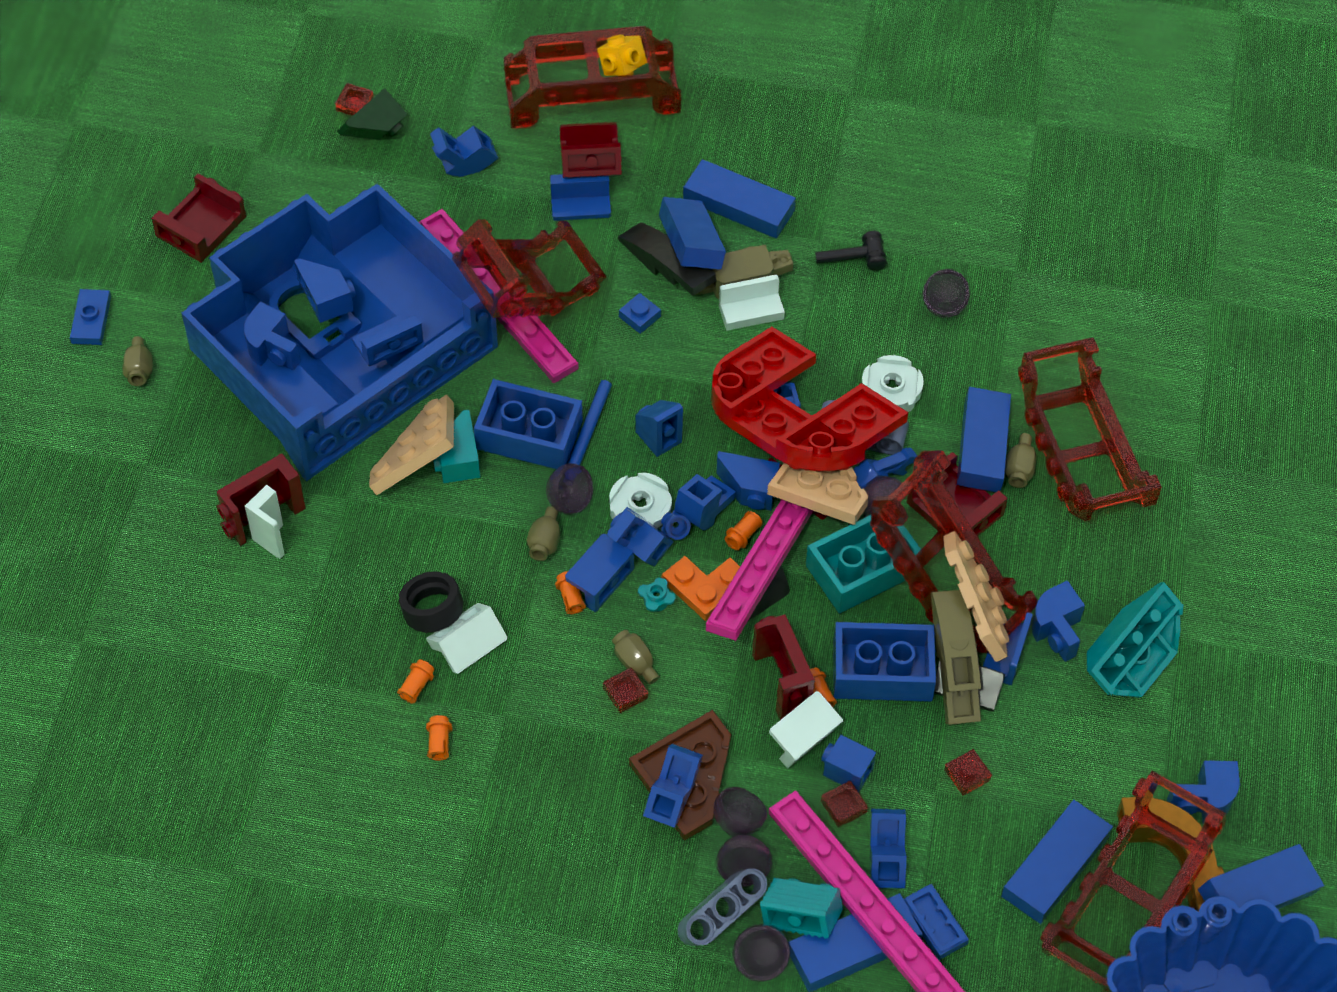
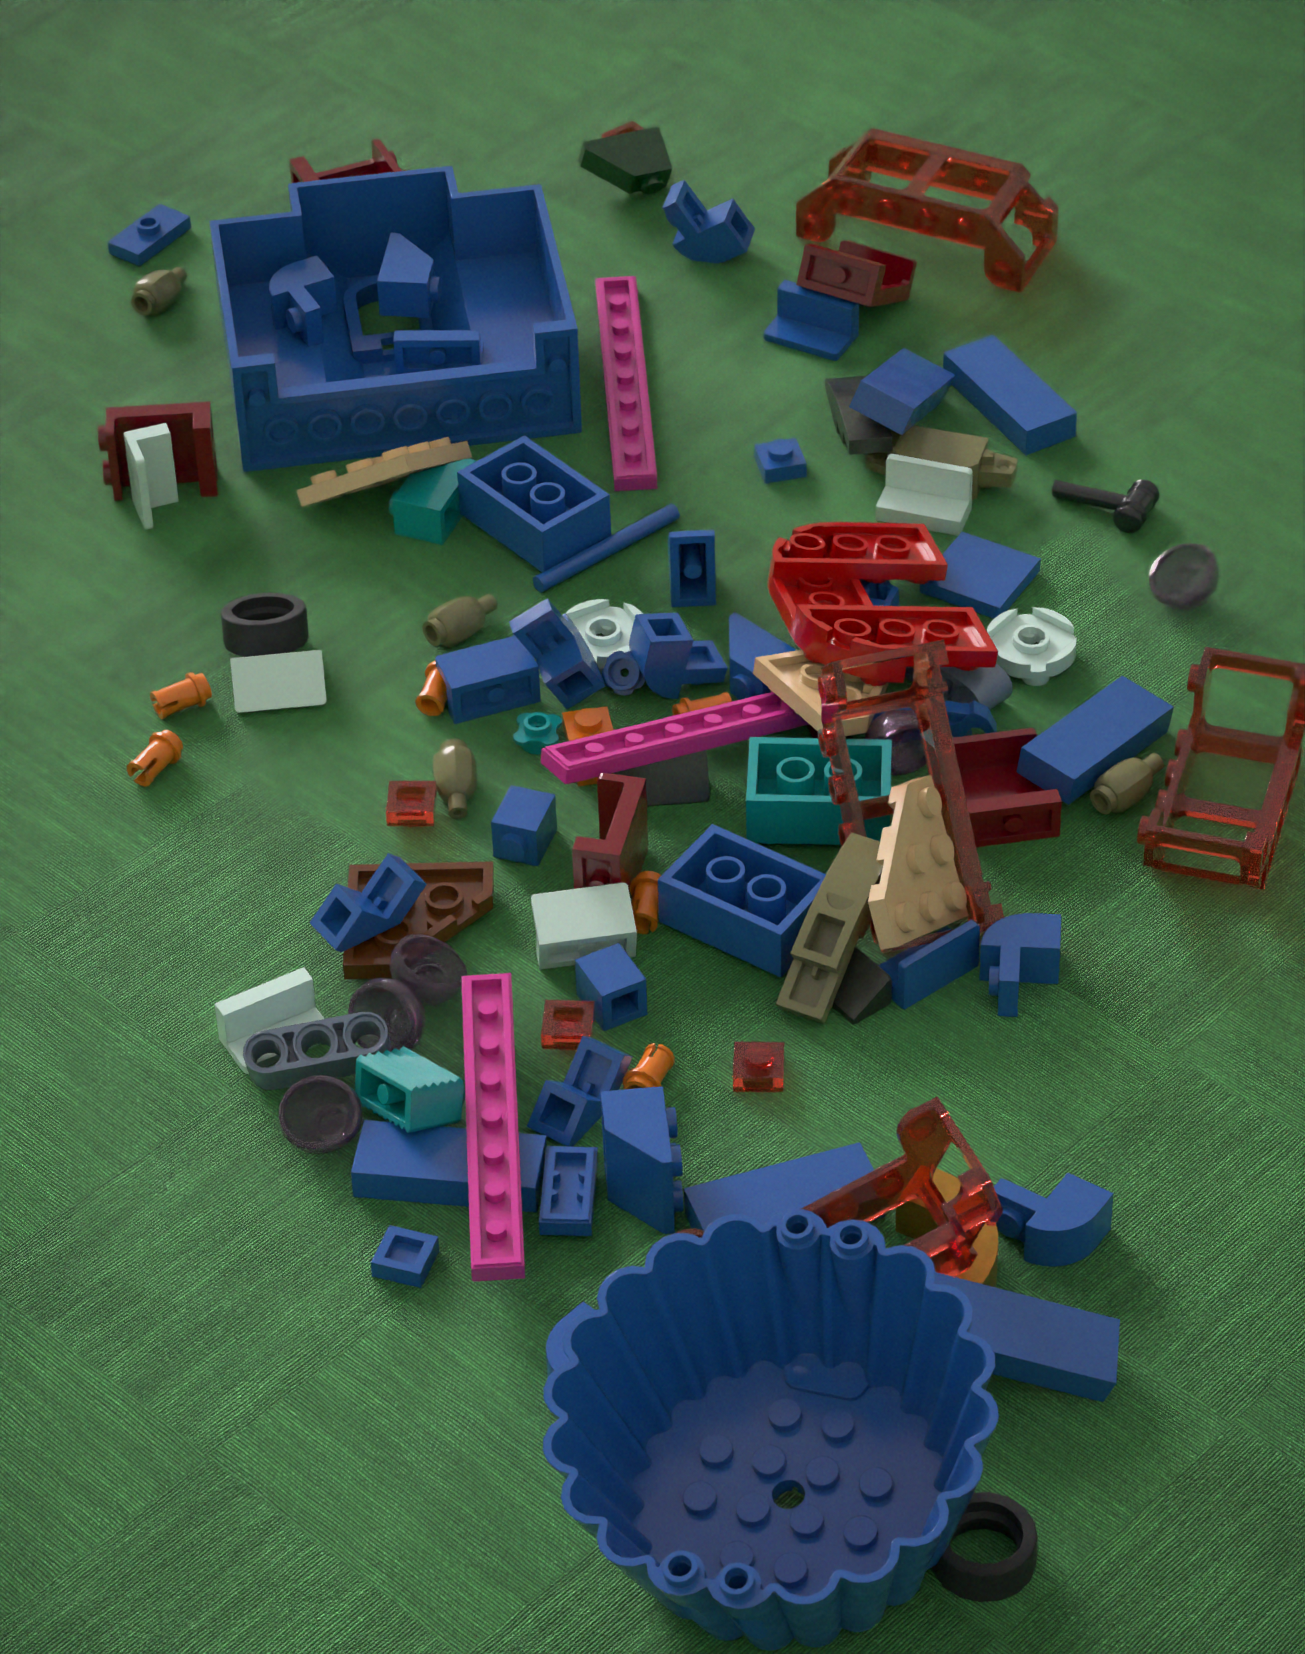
camera: 35 degrees right, 15 degrees down
(482, 250) = (605, 296): clear red windscreen -> none
(569, 488) = (524, 580): piece -> none
(621, 55) = (965, 180): yellow brick -> none
(671, 898) = (265, 1007): none -> light aqua panel
(708, 672) = (524, 825): none -> blue brick
(830, 341) = (983, 575): none -> blue tile
(917, 821) = (650, 1070): none -> orange pin
(972, 881) = (640, 1155): none -> blue slope
(1137, 644) = (1096, 1025): teal wedge -> none

